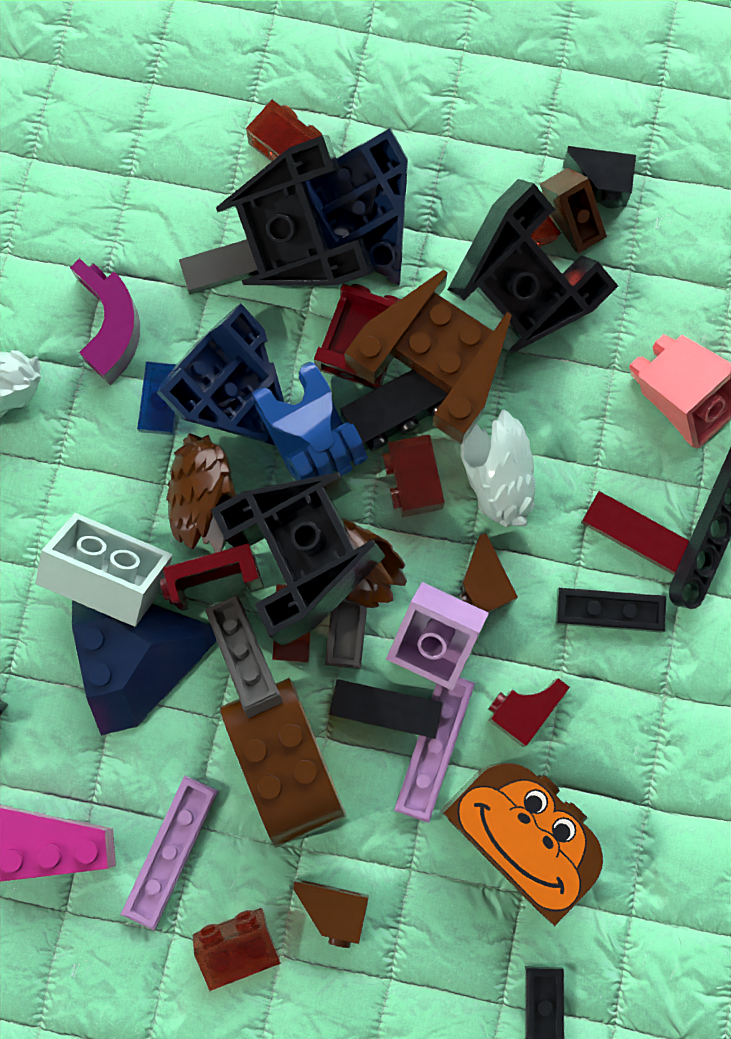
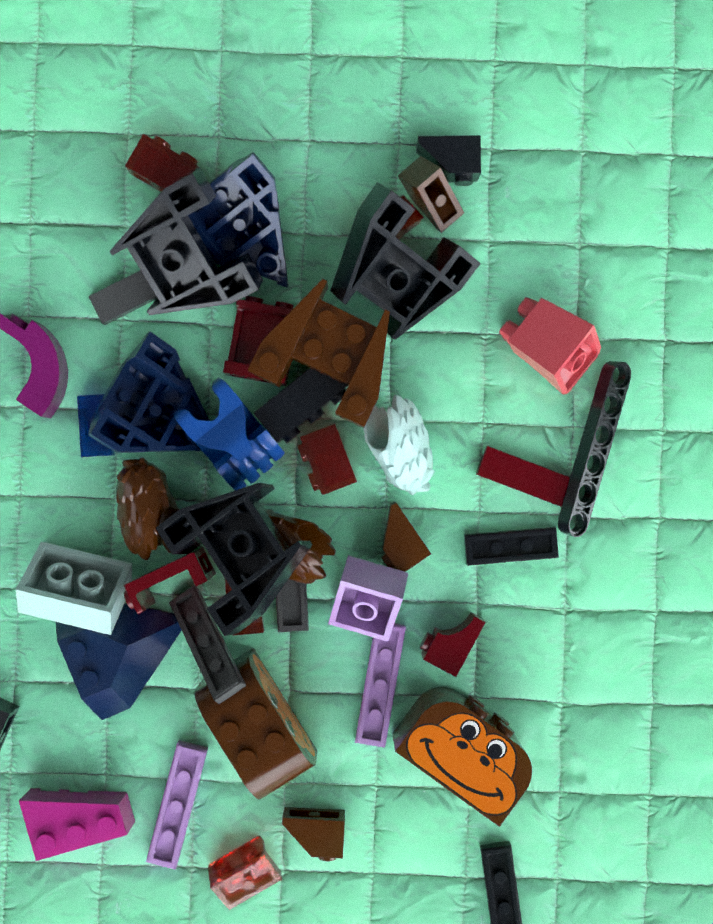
camera: 10 degrees left, 10 degrees up
(386, 708) = (335, 661): black tile -> none

